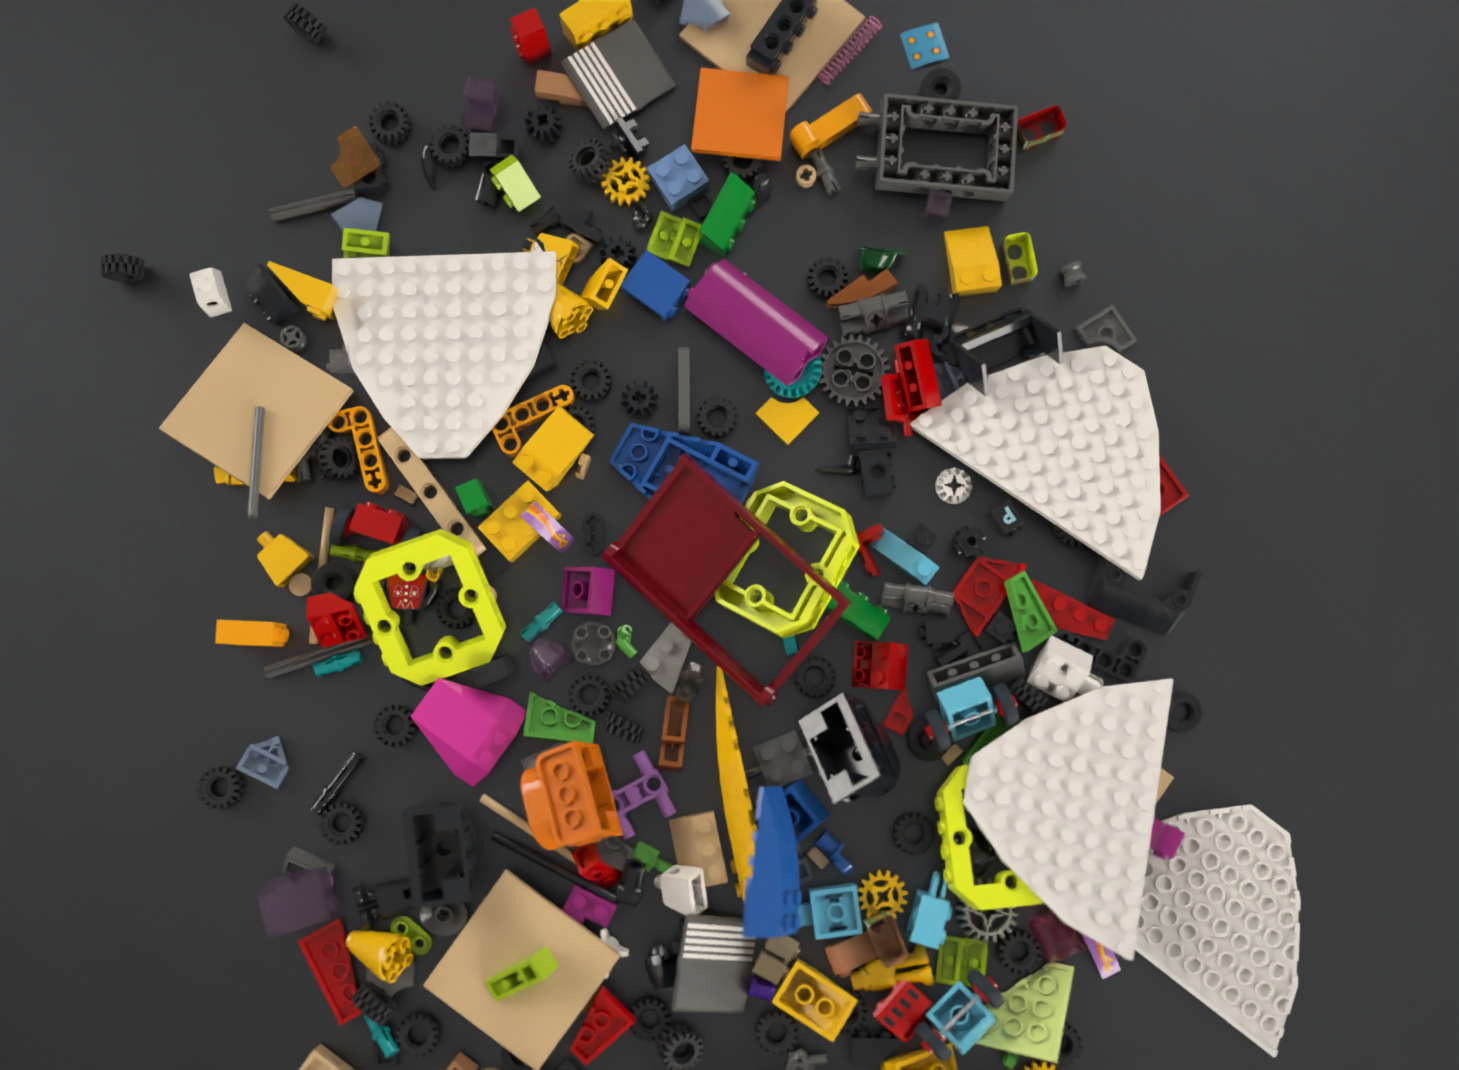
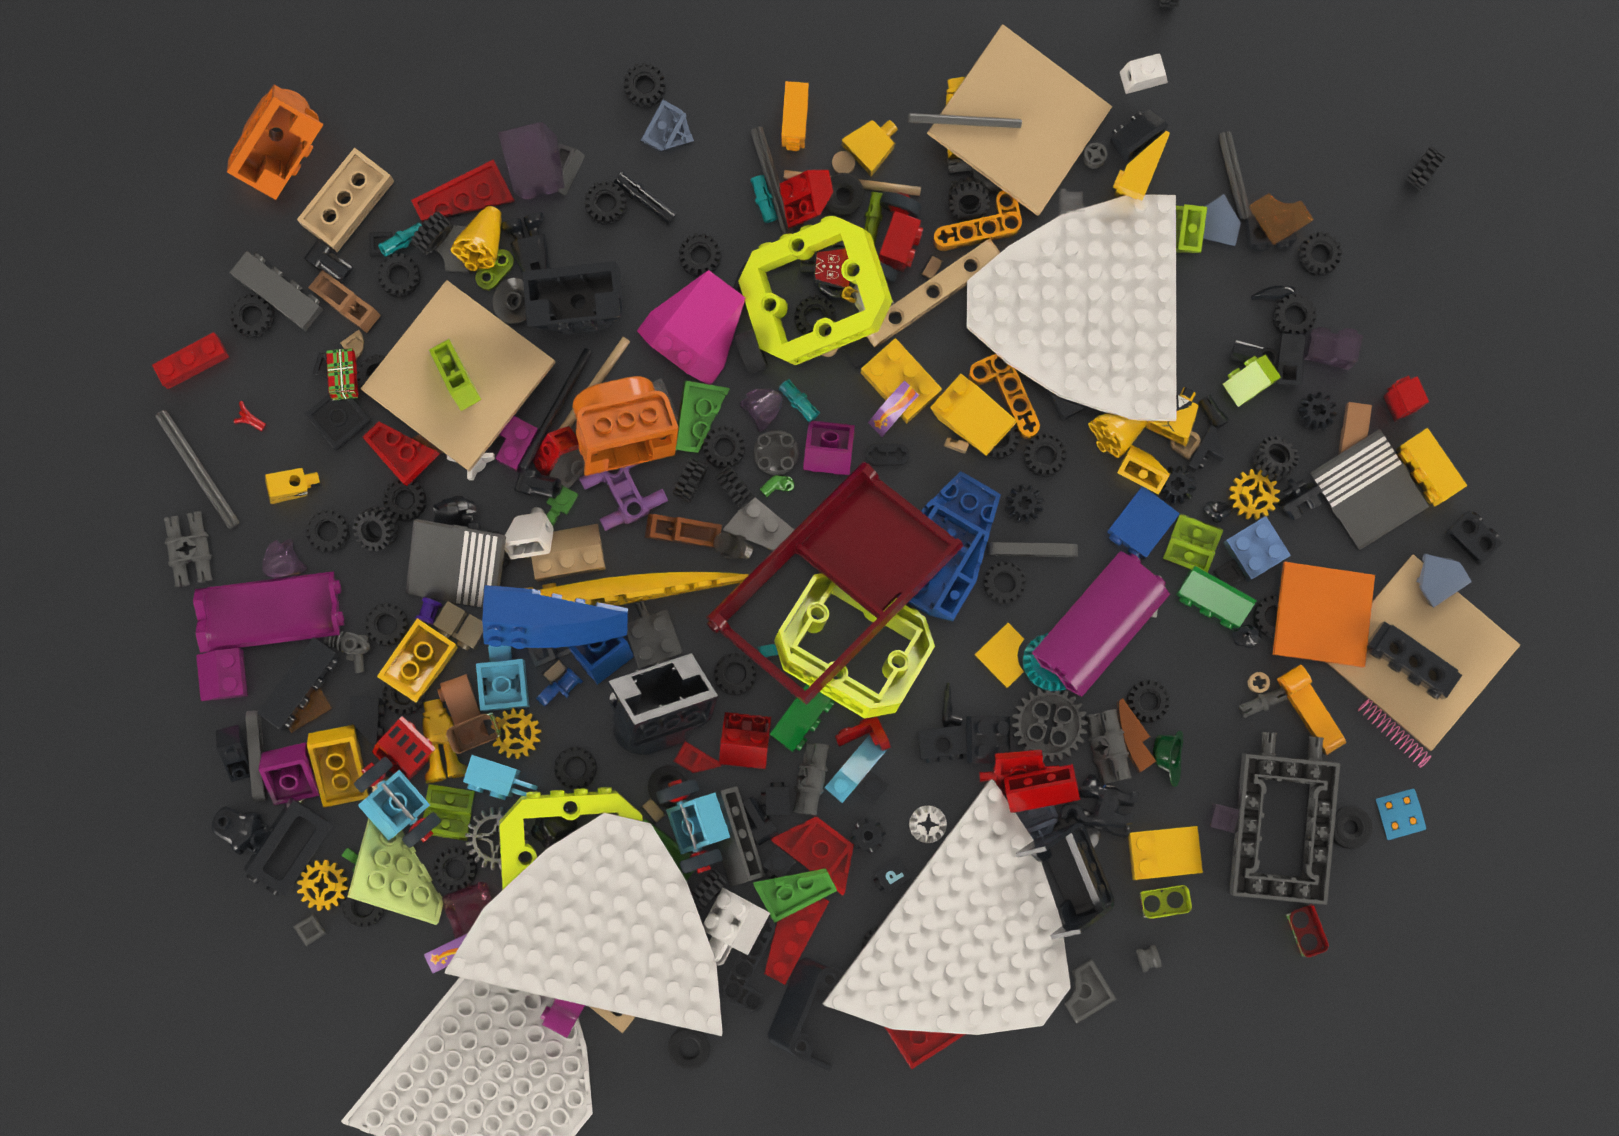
camera: 90 degrees right, 0 degrees up
(475, 498) = (924, 336): green brick -> none

